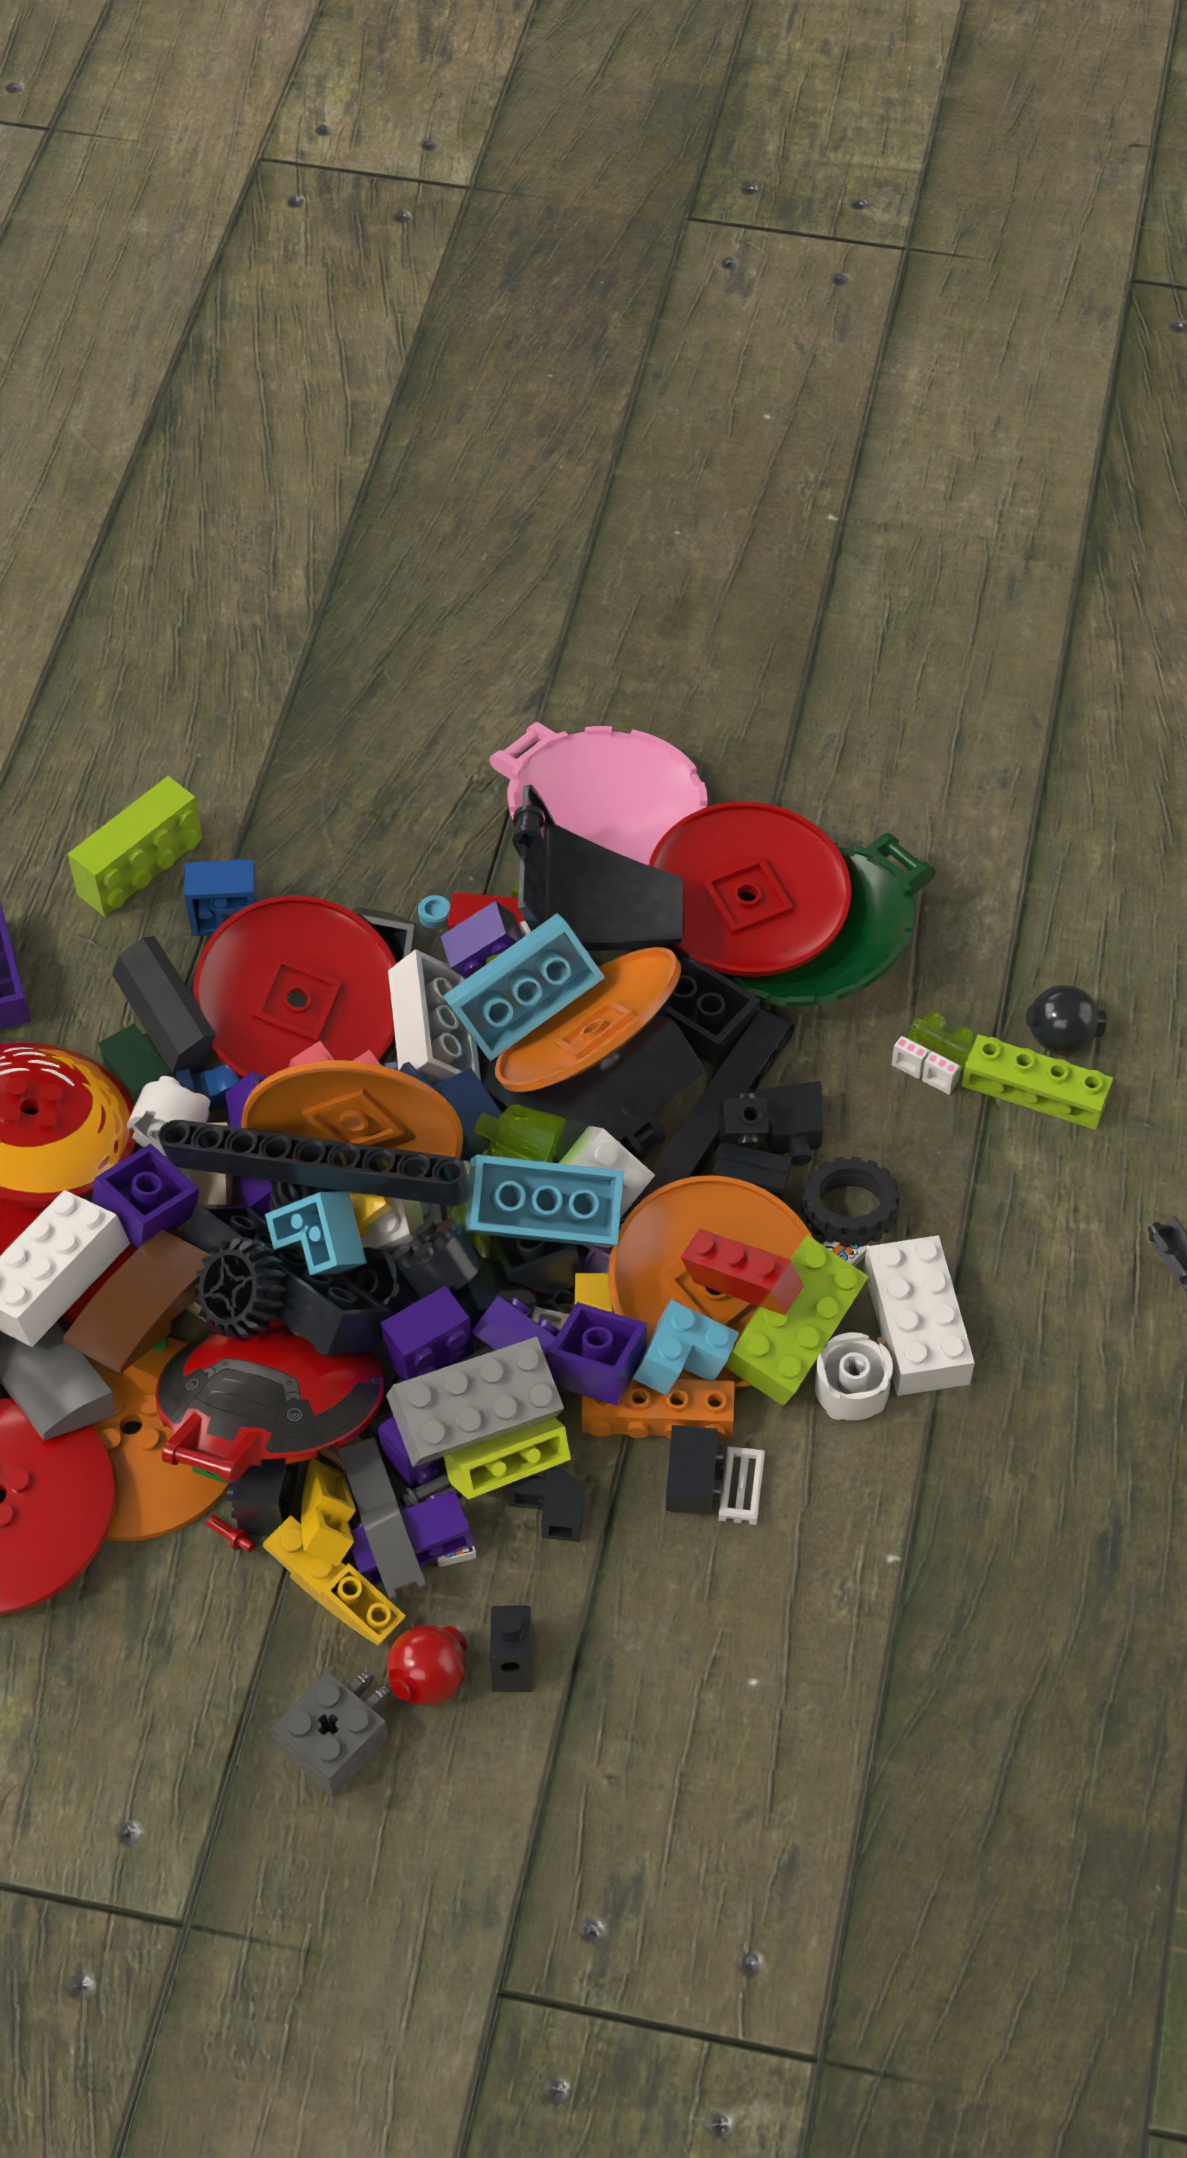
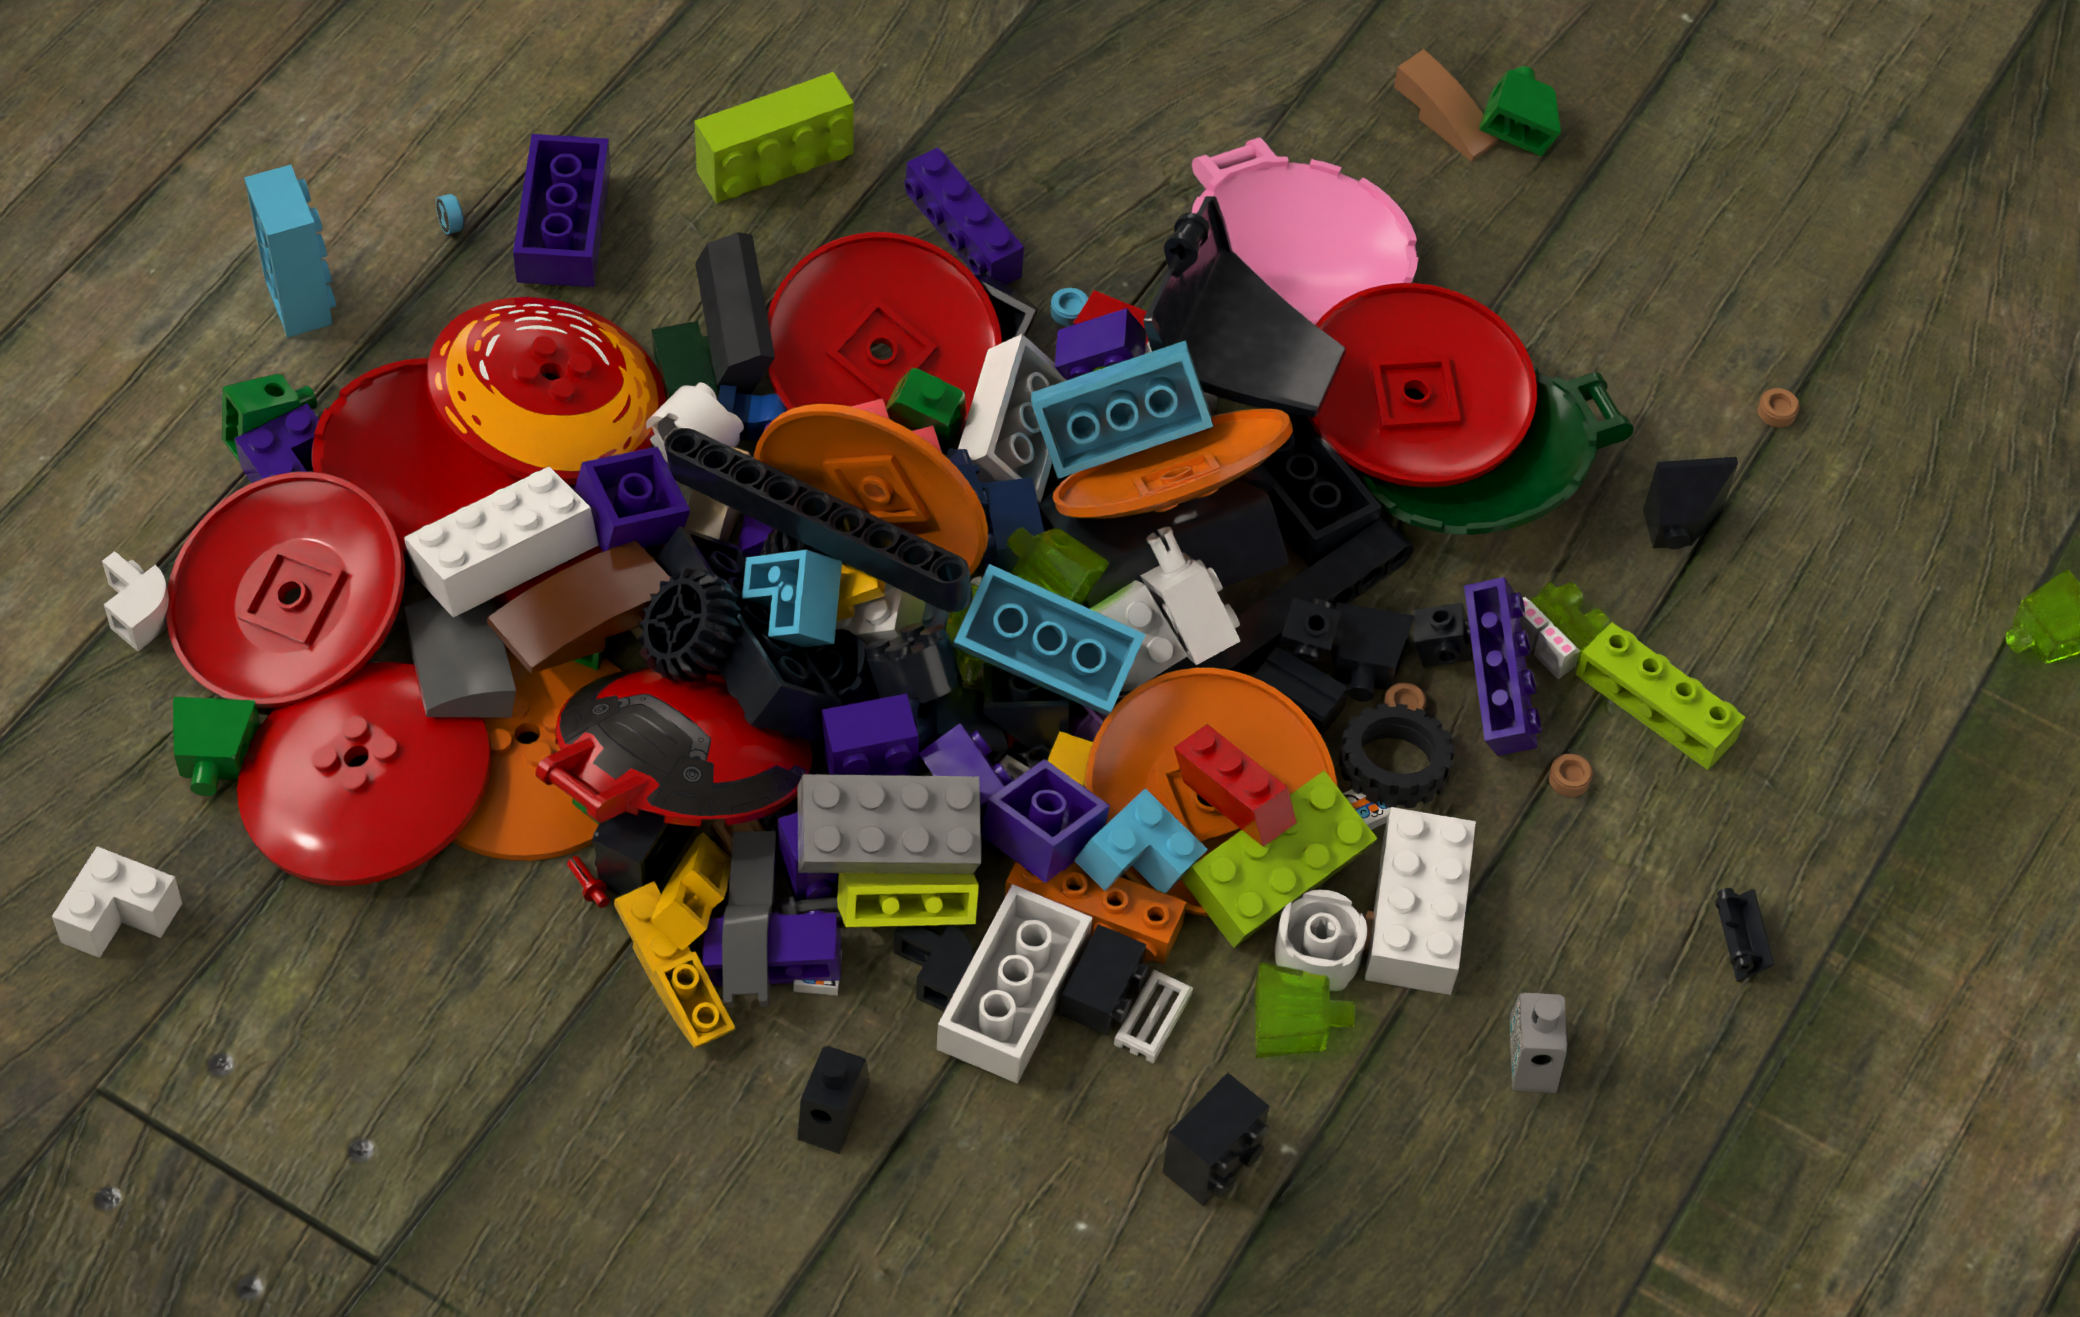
camera: 15 degrees right, 0 degrees up
(217, 890) = (839, 208): blue brick -> none
(319, 864) = (963, 217): none -> dark purple brick
(336, 1708) = (610, 1117): dark grey hinge -> none
(354, 1031) = (928, 401): none -> green torso
(427, 1664) = (737, 1084): red brick -> none
(621, 1498) = (1013, 983): none -> white brick
(642, 1128) = (1190, 599): none -> white brick
(672, 648) = (1443, 104): none -> medium nougat slope
(737, 635) = (1522, 111): none -> green torso
(836, 1148) = (1406, 694): none -> medium nougat tile
(839, 1572) = (1216, 1140): none -> black brick
(849, 1088) = (1442, 635): none -> black brick
(854, 1442) = (1295, 1011): none -> clear neon green torso
(906, 1099) = (1501, 666): none -> dark purple brick
(992, 1170) = (1570, 775): none -> medium nougat tile
(993, 914) = (1686, 499): none -> black slope
(1032, 815) = (1778, 407): none -> medium nougat tile
(1055, 1392) = (1537, 1029): none -> light grey torso
(1065, 1019) = (1719, 638): black brick -> none

